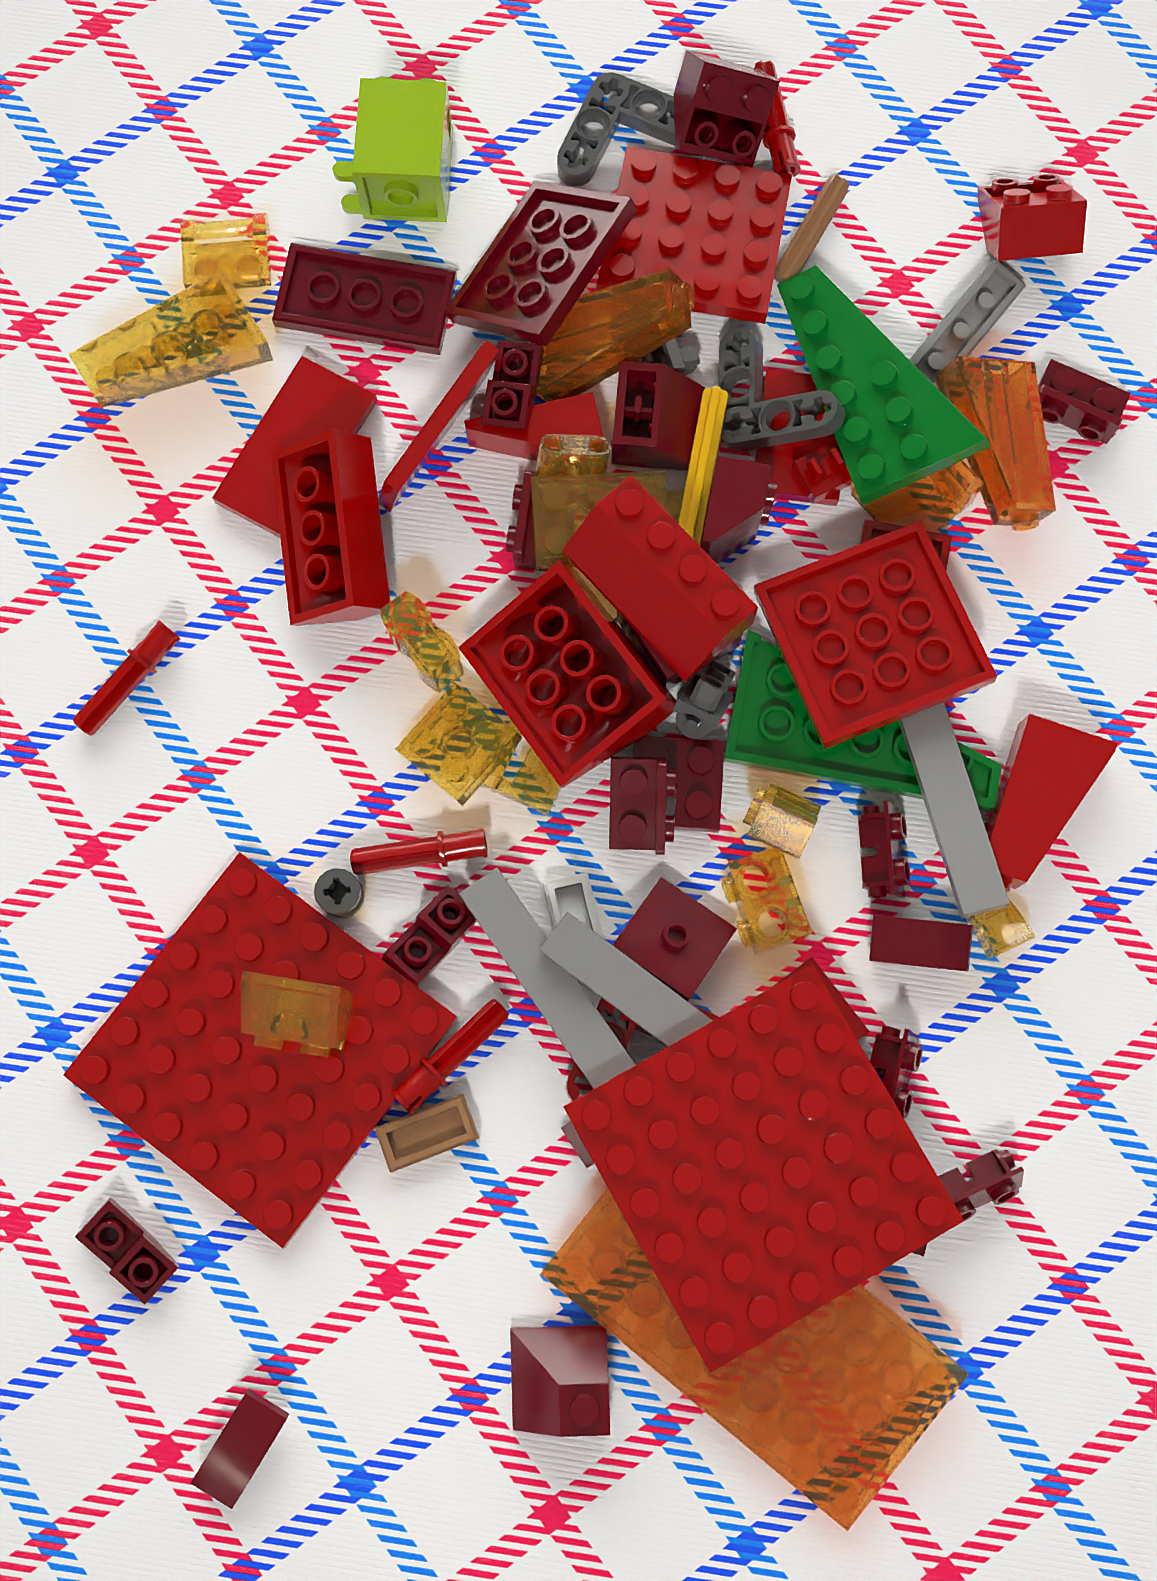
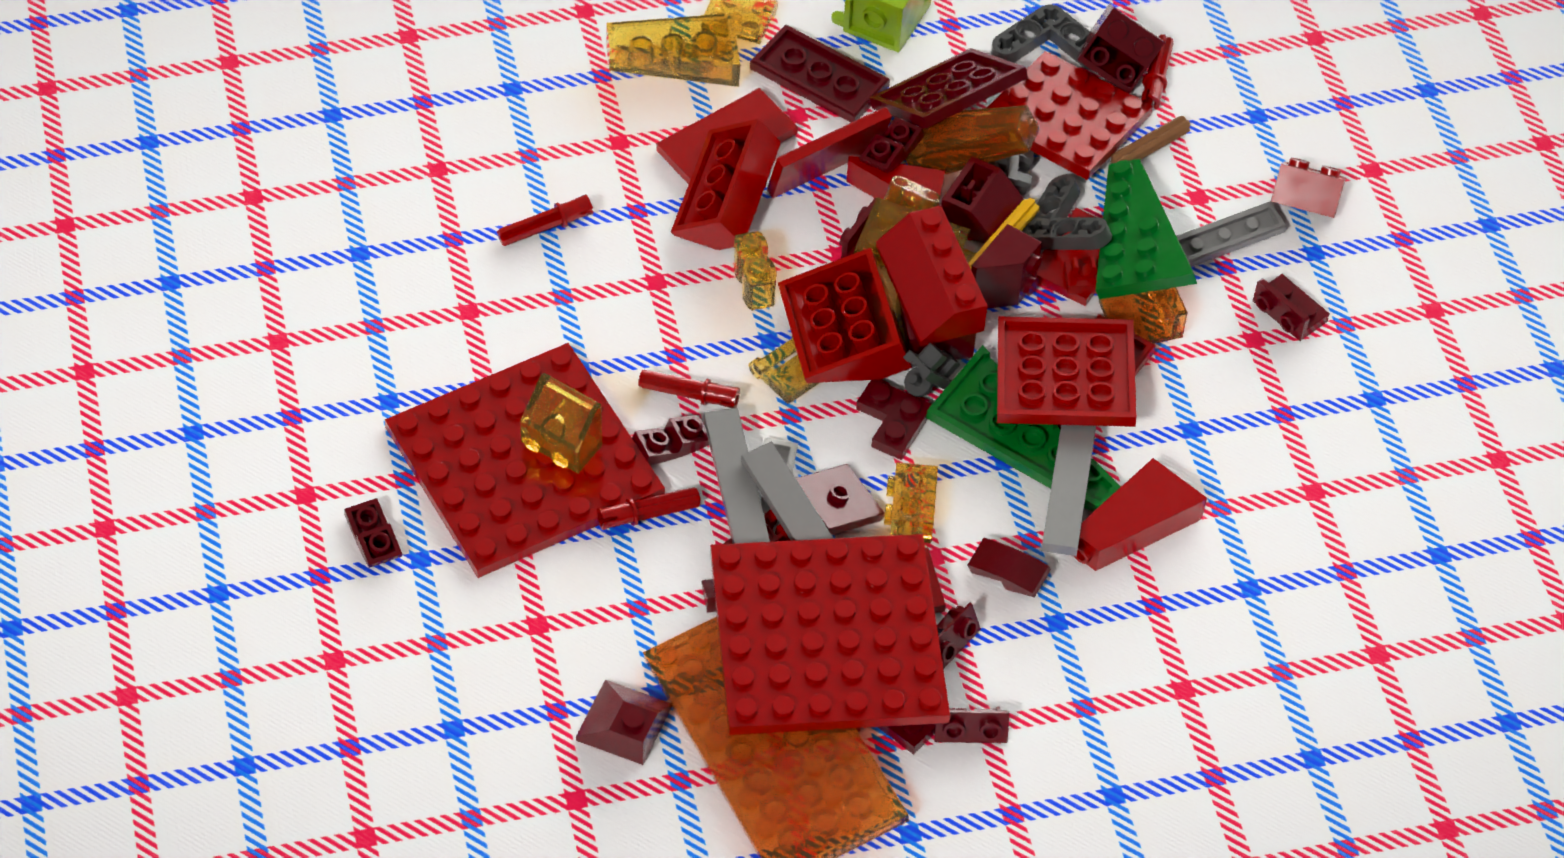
camera: 20 degrees right, 25 degrees down
(240, 1448) = (387, 666): dark red slope -> none
(341, 902) = (629, 396): dark grey wheel -> none
(426, 1133) = (608, 548): medium nougat tile -> none
(458, 743) = (748, 336): clear yellow plate -> none
(639, 803) = (853, 414): dark red bracket -> none
(781, 819) = (947, 451): clear yellow brick -> none
(885, 833) = (1018, 497): dark red hinge -> none
(1001, 930) = (1070, 584): clear yellow slope -> none
(1006, 408) = (1219, 298): clear orange slope -> none

